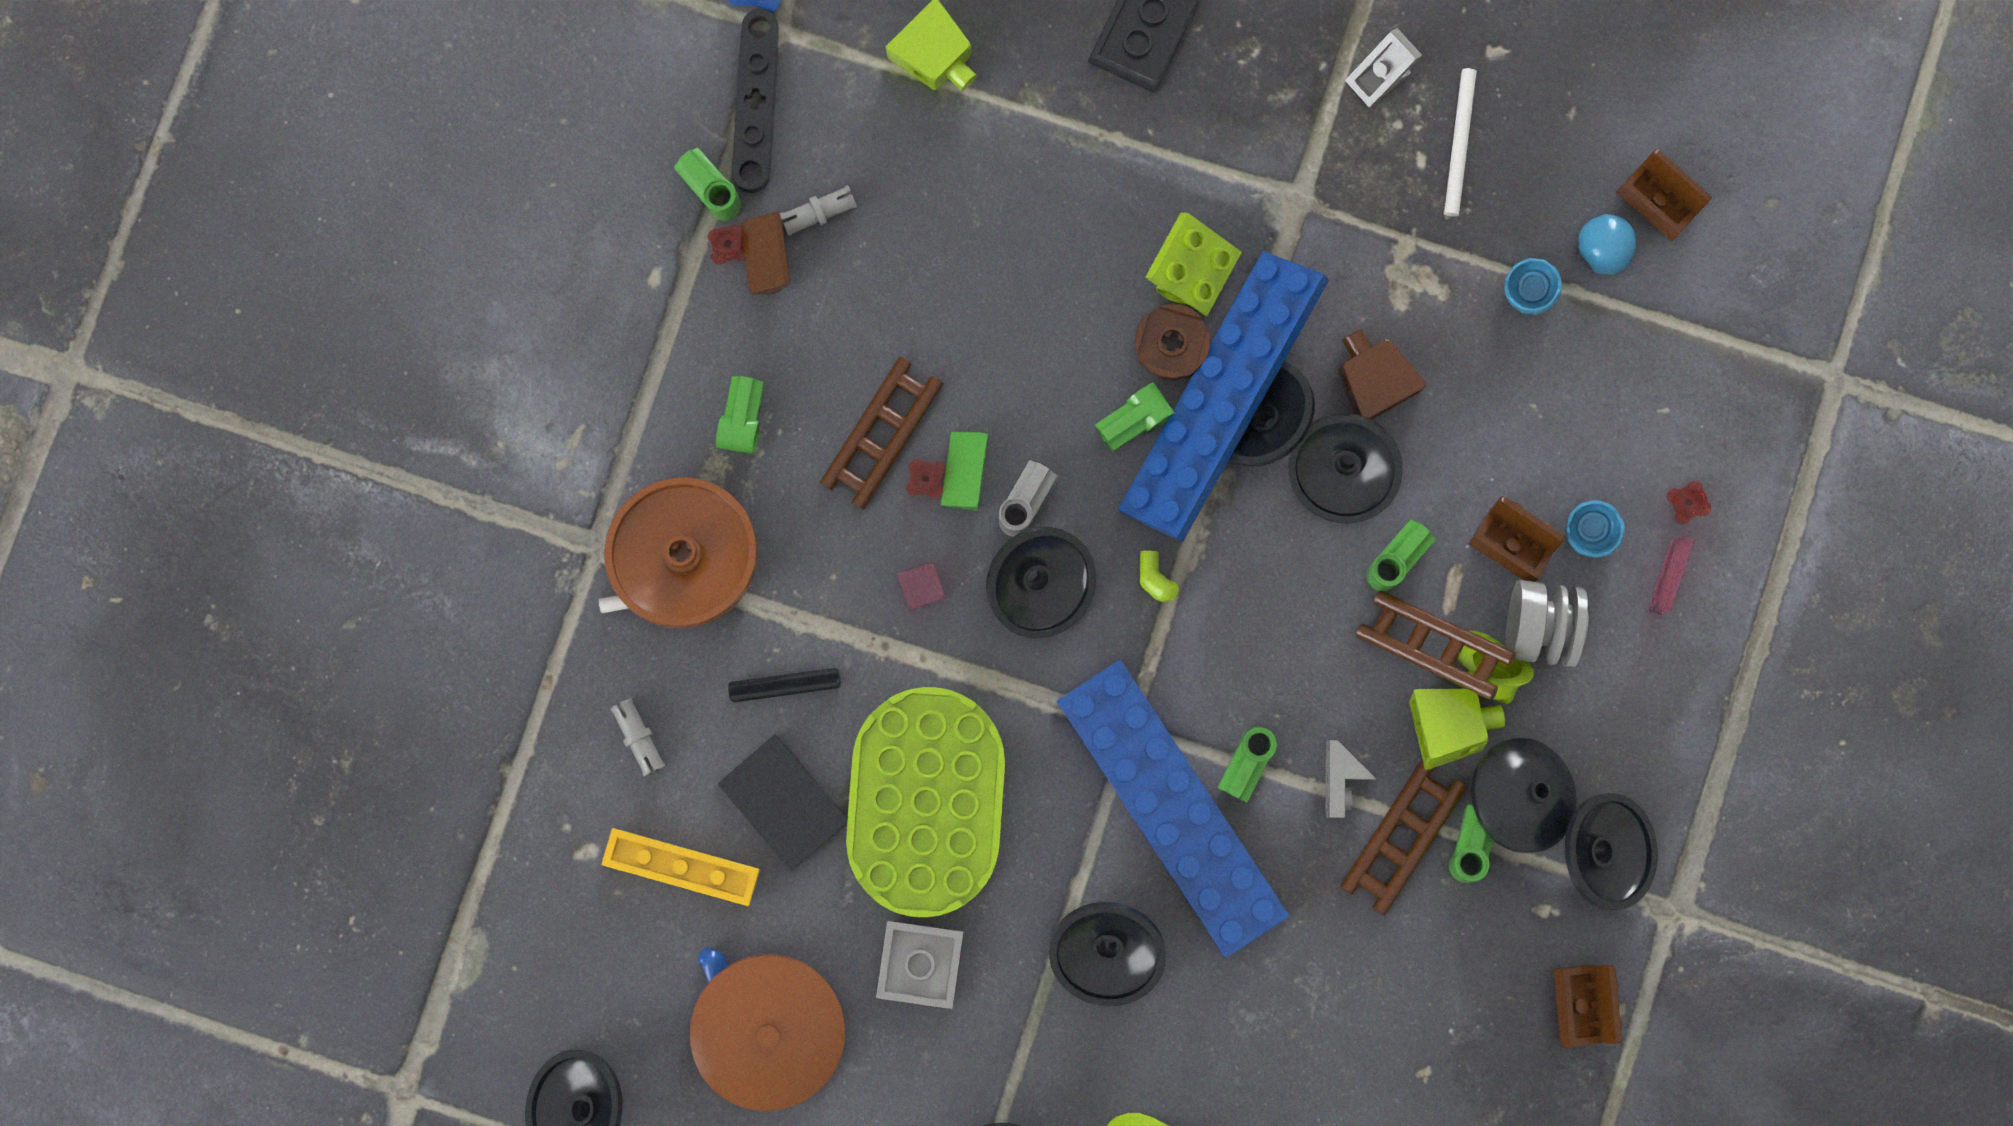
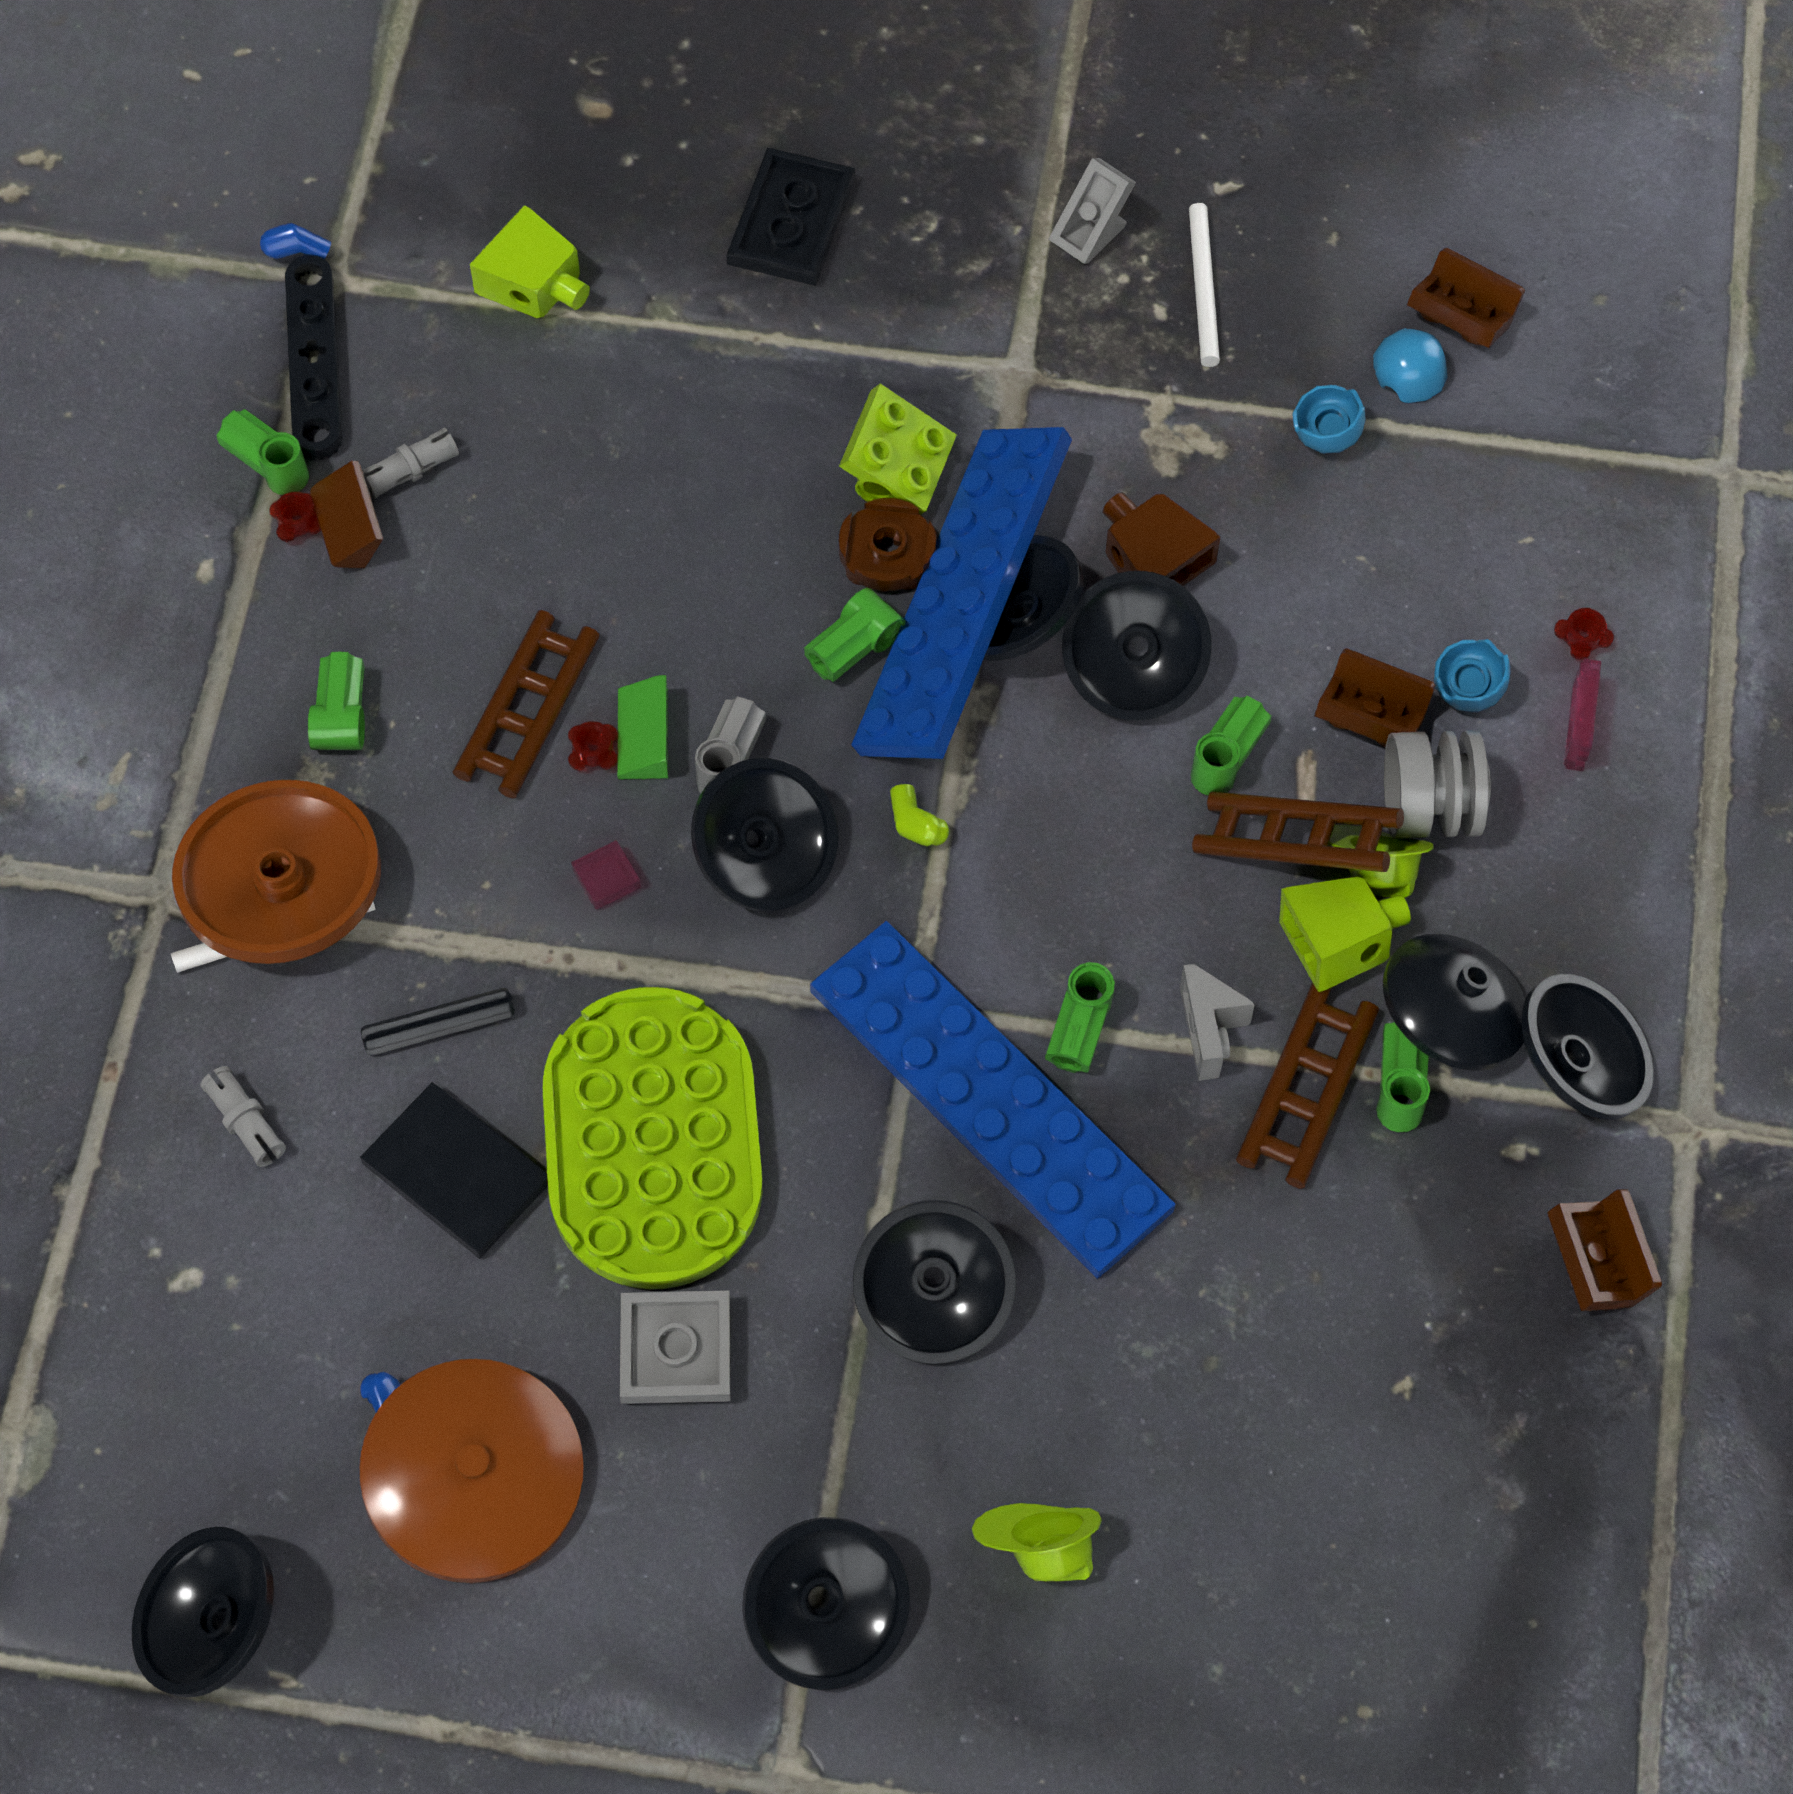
camera: 15 degrees left, 20 degrees down
(681, 867) = (322, 1271): yellow plate -> none

